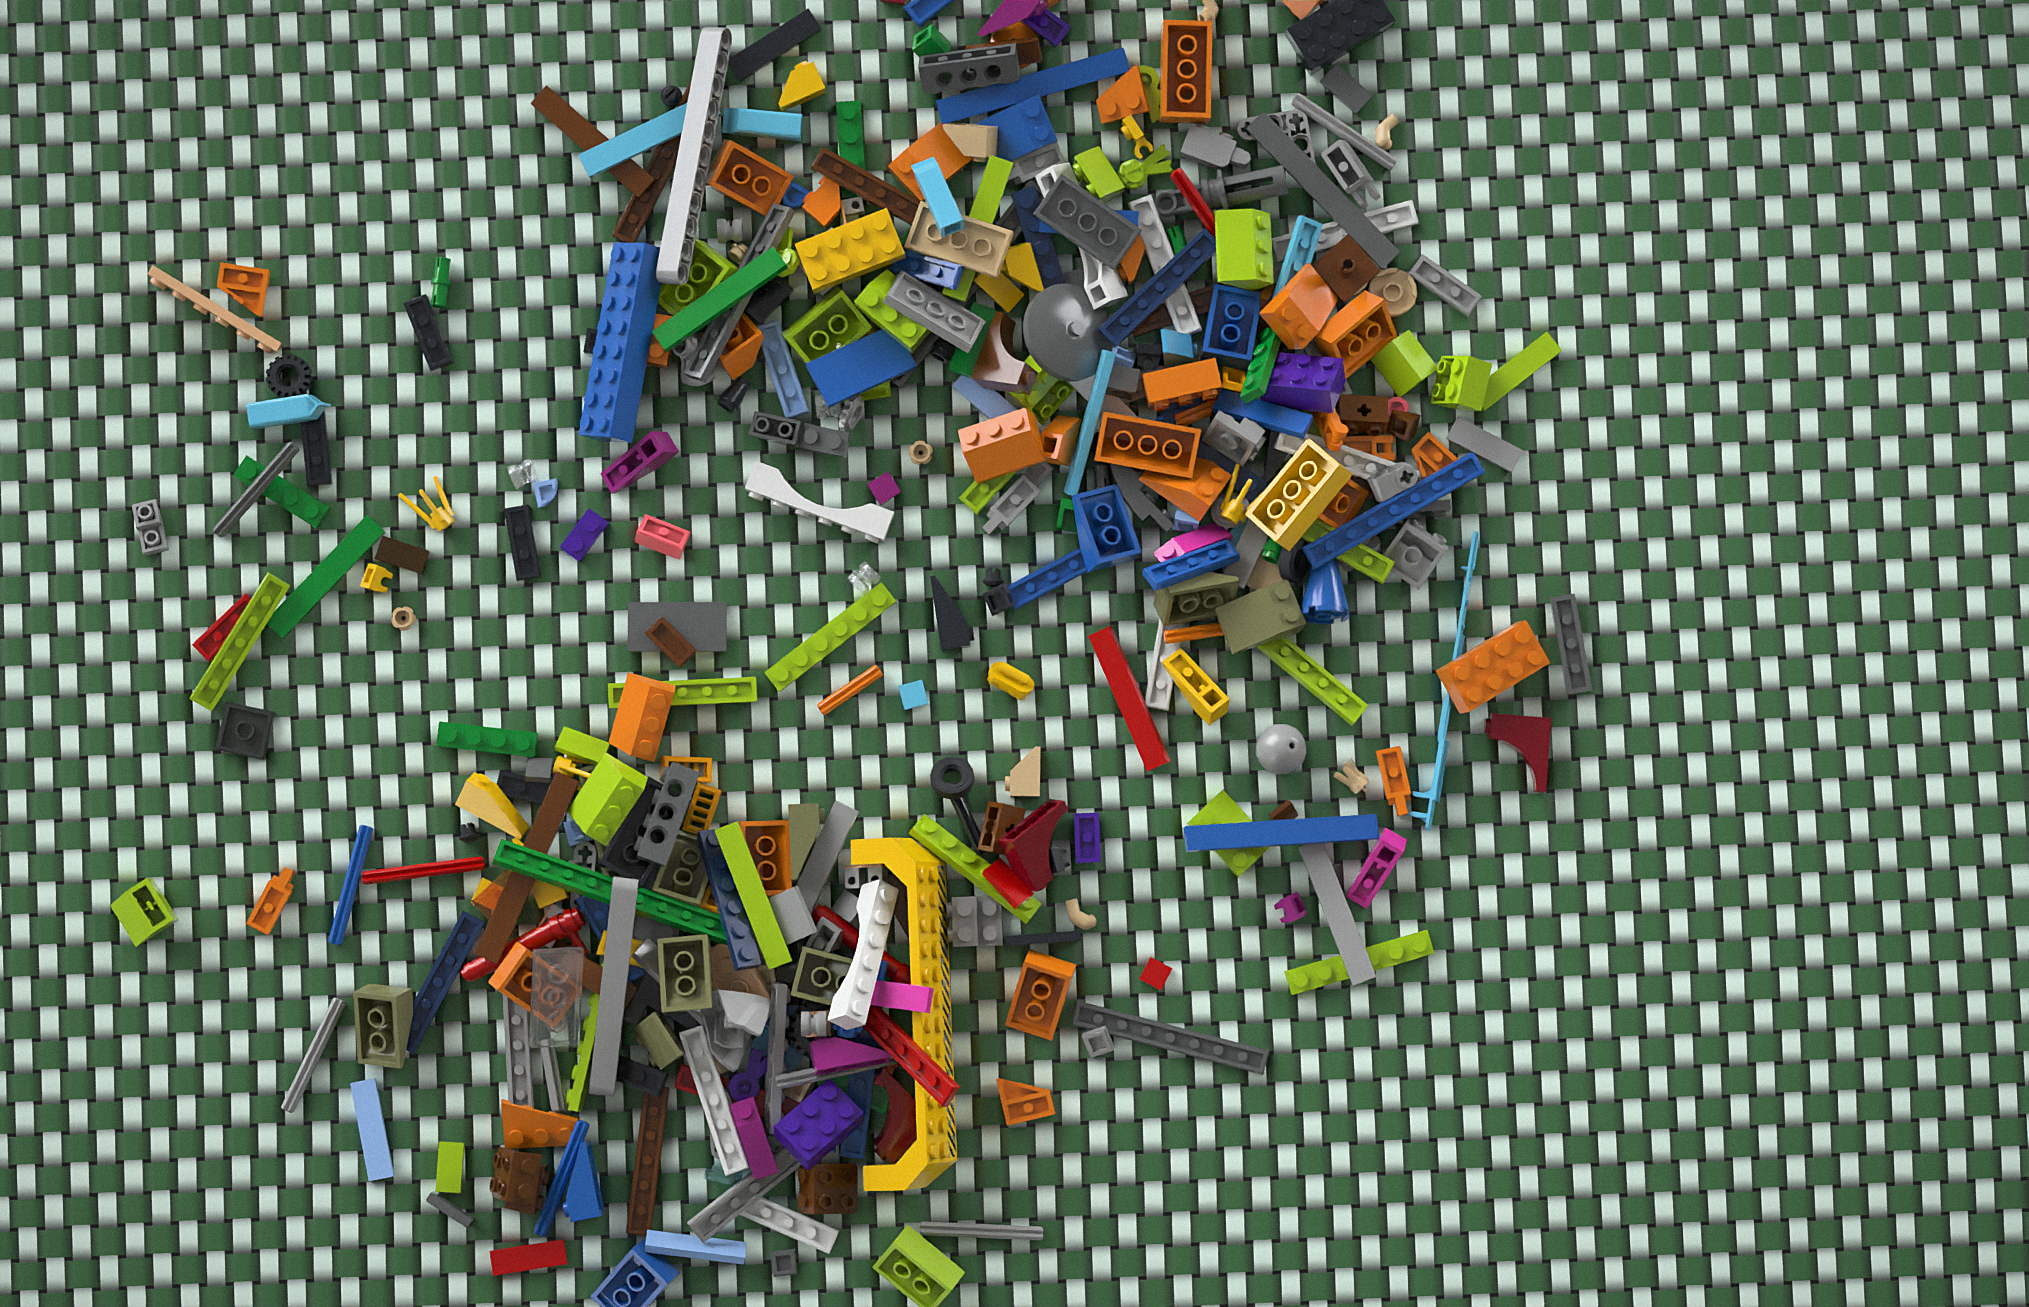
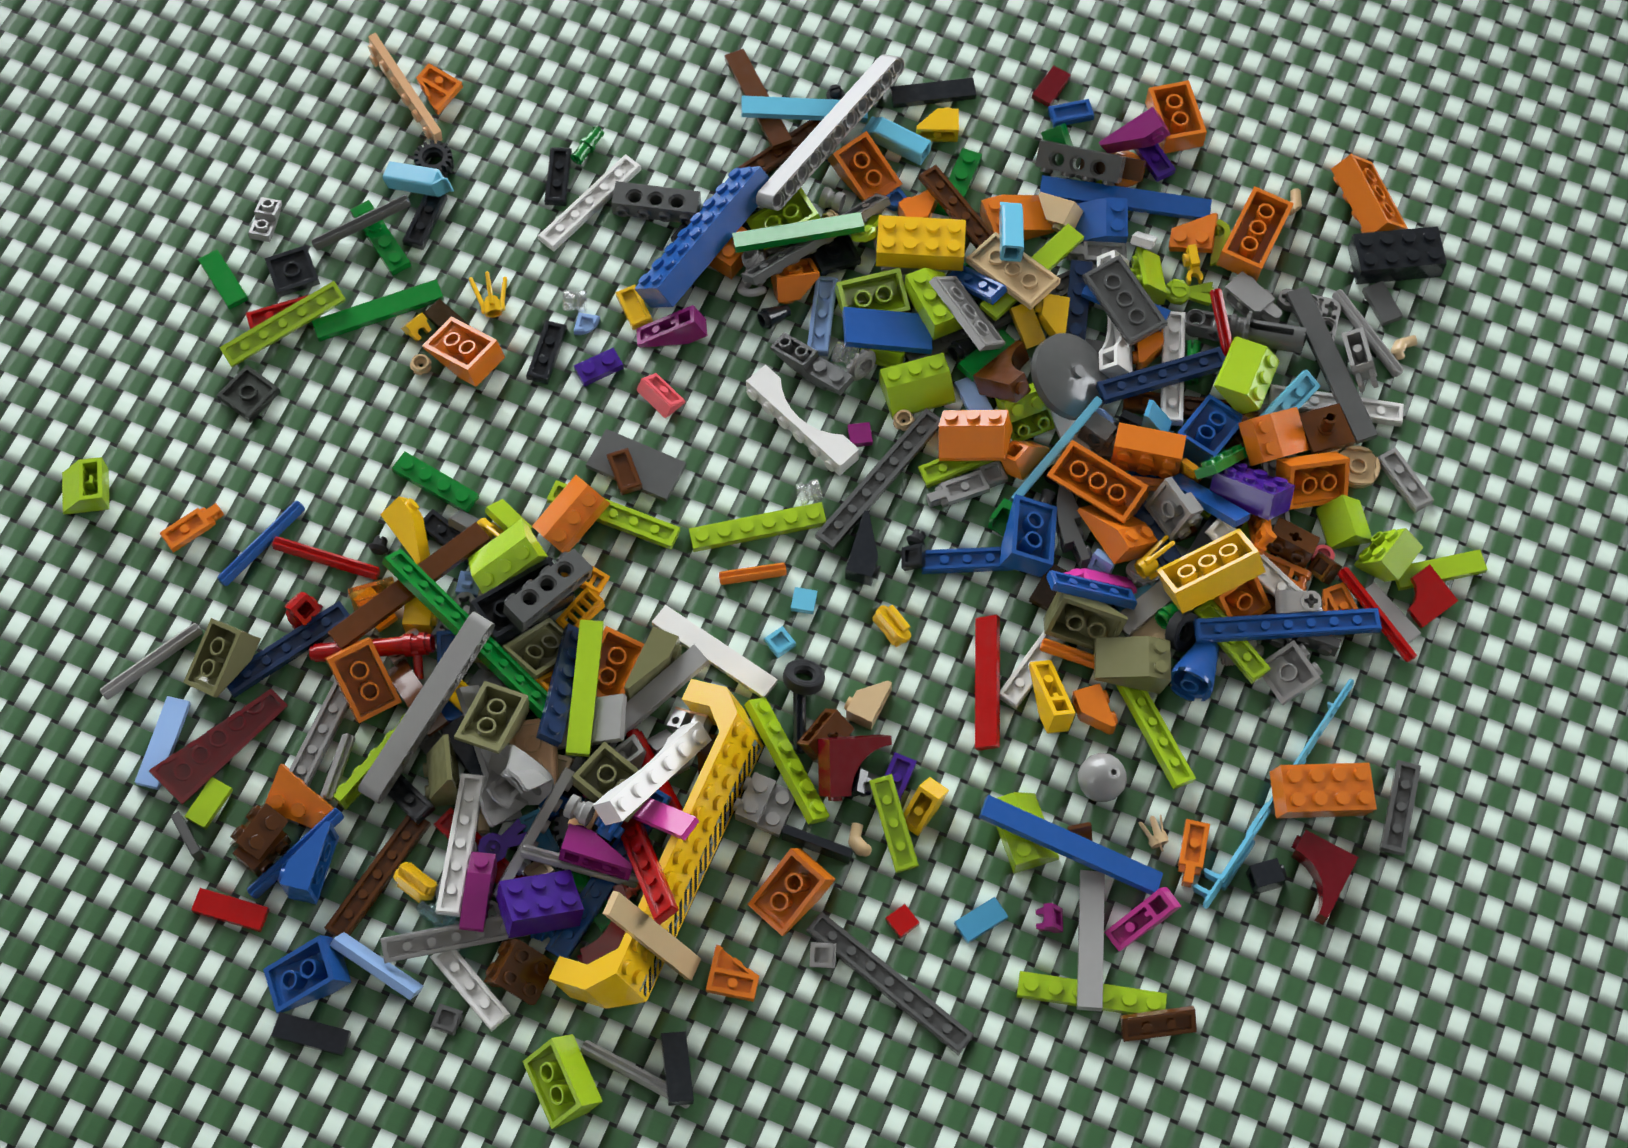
camera: 25 degrees right, 20 degrees down
(145, 616) = (223, 279): none -> green tile
(213, 575) = (292, 271): none -> black plate
(422, 1126) = (202, 758): none -> dark red wing
(432, 937) = (301, 609): none -> red piece
(440, 584) = (464, 351): none -> orange slope
(477, 348) = (588, 203): none -> white tile
(511, 323) = (648, 195): none -> dark grey brick
(556, 997) = (374, 695): clear tile -> none
(585, 450) = (633, 307): none -> yellow tile
(688, 1152) = (415, 882): none -> yellow piece
(852, 789) = (716, 652): none -> white tile
(910, 748) = (780, 642): none -> medium azure tile
(918, 409) = (917, 385): none -> lime slope
(927, 529) = (878, 479): none -> dark grey plate
(933, 1114) = (651, 935): none -> tan tile
(1007, 883) = (808, 781): red tile -> none
(1016, 1210) = (677, 1068): none -> black tile
(1076, 137) = (1143, 240): none -> white tile
(1105, 884) = (894, 823): none -> lime tile
(1125, 853) = (924, 805): none -> yellow slope
(1142, 561) = (1043, 595): none -> dark brown tile
(1227, 938) = (981, 920): none -> dark azure tile
(1242, 679) = (1093, 708): none -> orange slope
(1431, 962) = (1158, 1023): none -> reddish brown tile
(1465, 447) = (1366, 602): none -> red axle
(1473, 772) = (1266, 876): none -> black brick
(1518, 408) = (1430, 598): none -> red tile

